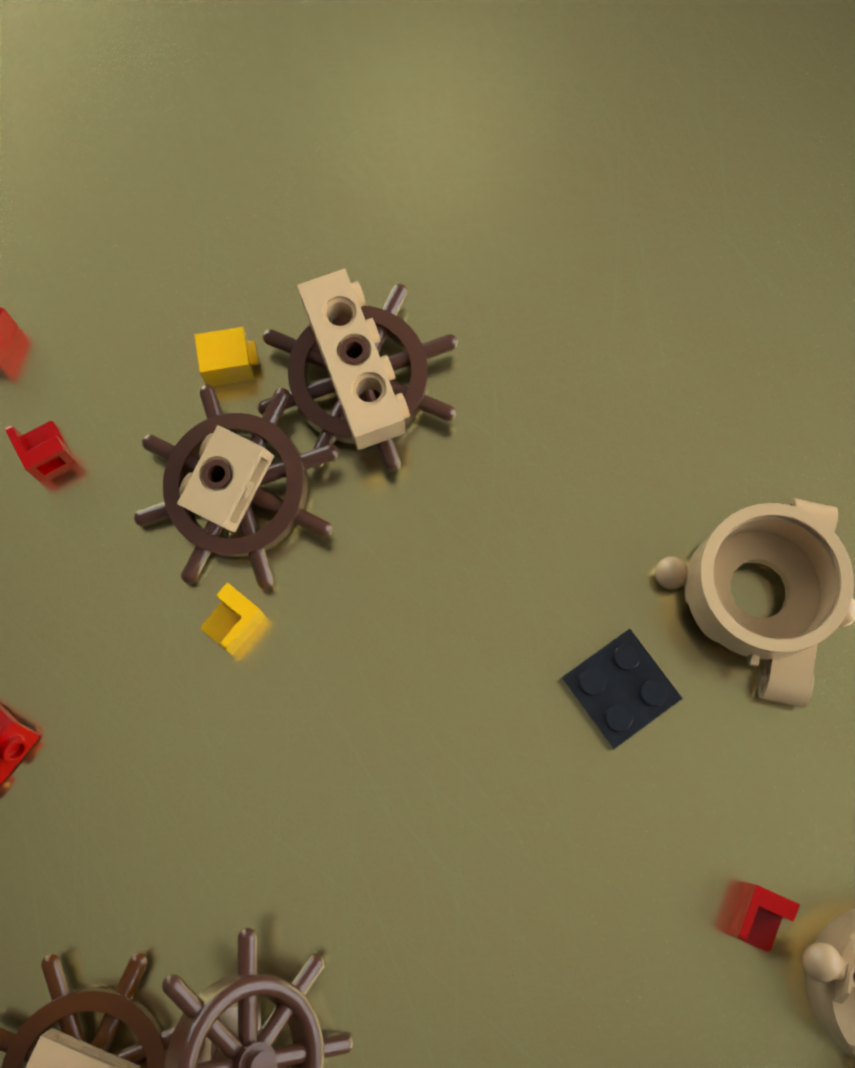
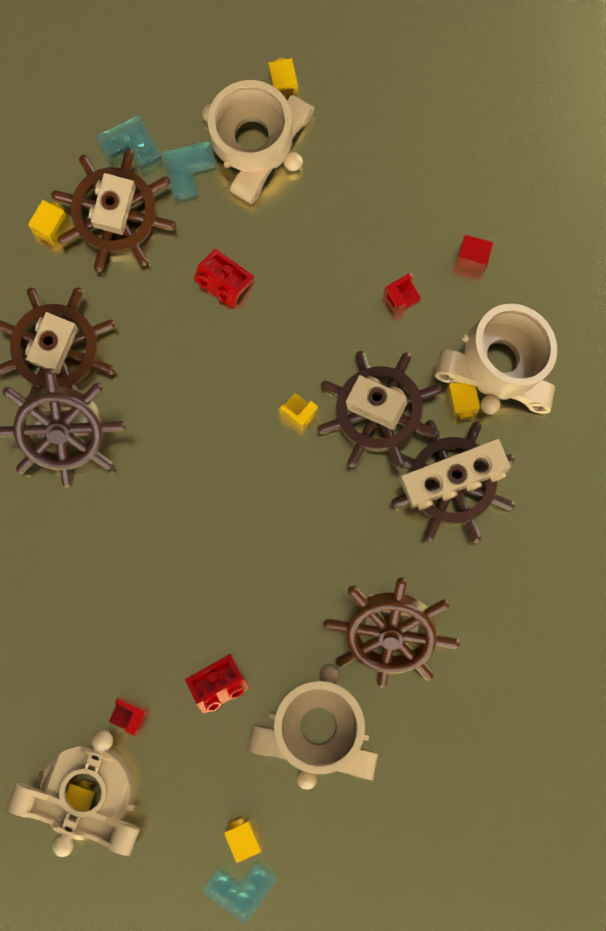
camera: 90 degrees right, 5 degrees up
(156, 240) = (535, 354): none -> tan piece
(596, 465) = (392, 622): none -> reddish brown brick
(620, 689) = (259, 641): black plate -> none
(697, 760) = (216, 684): none -> red bracket

